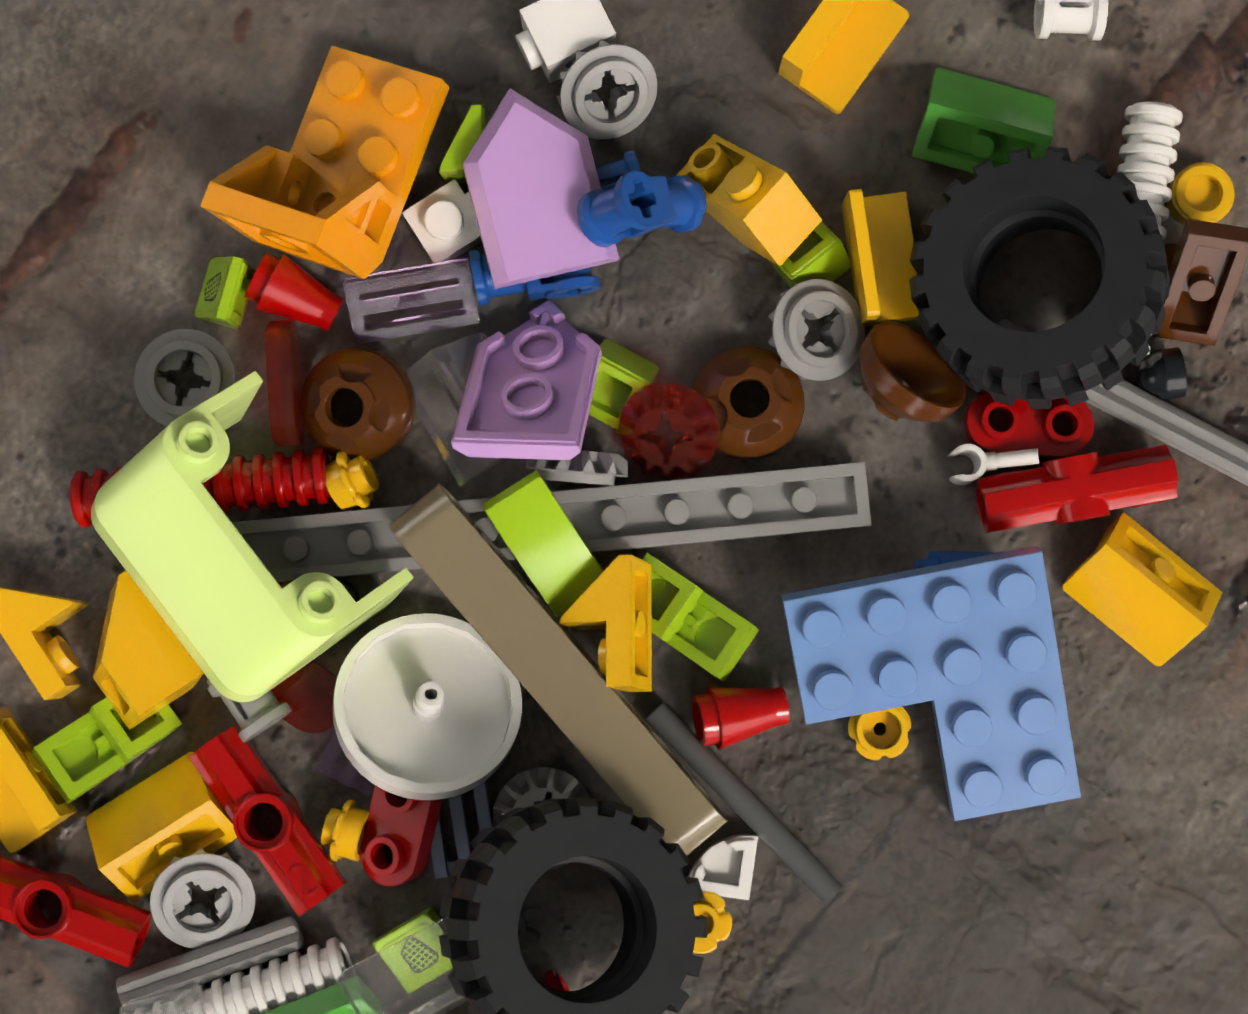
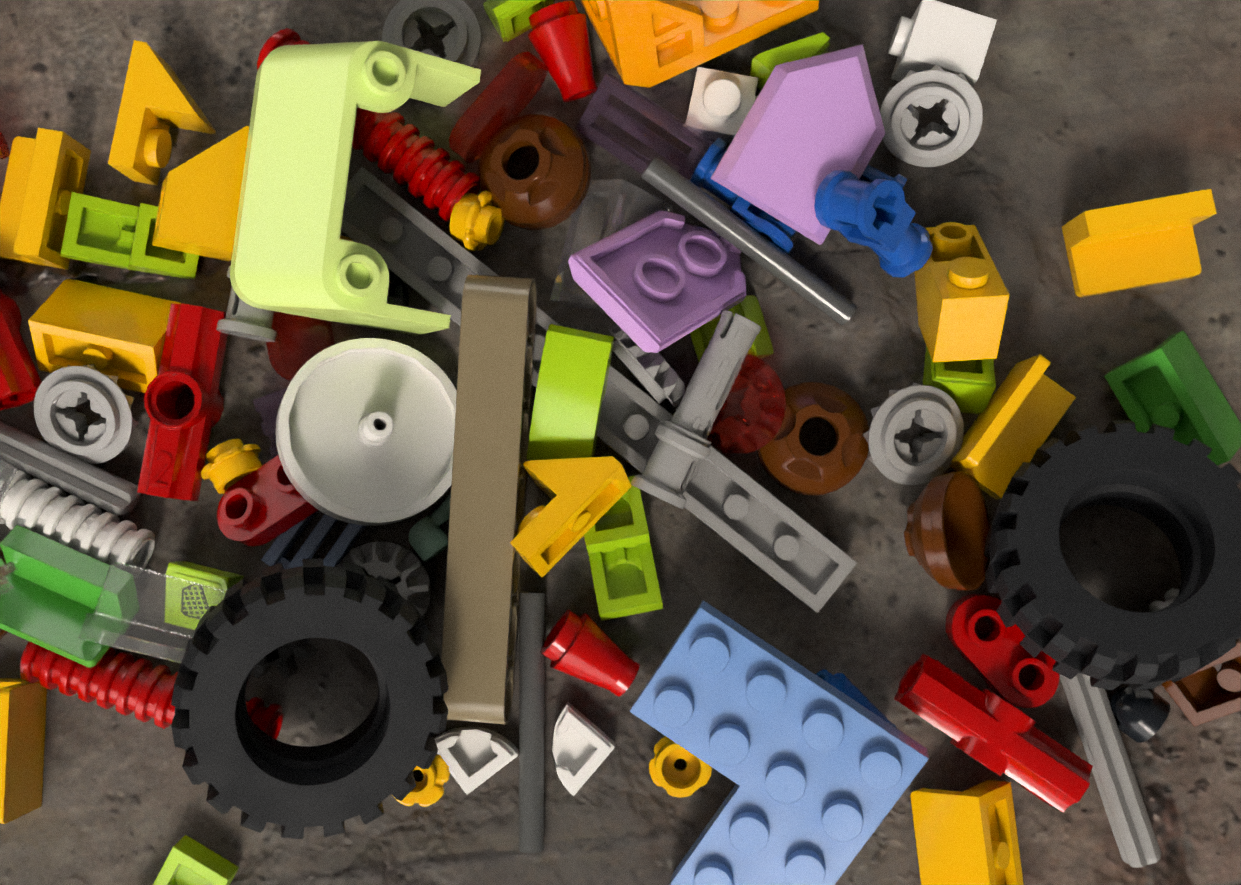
camera: 45 degrees right, 0 degrees up
(539, 744) = (427, 535): none -> sand green hand
(563, 305) = (748, 240): none -> dark grey bar
(656, 492) = (684, 438): none -> light grey pin
(795, 789) = (578, 748): none -> white tile
(990, 461) = (949, 651): white hand -> none

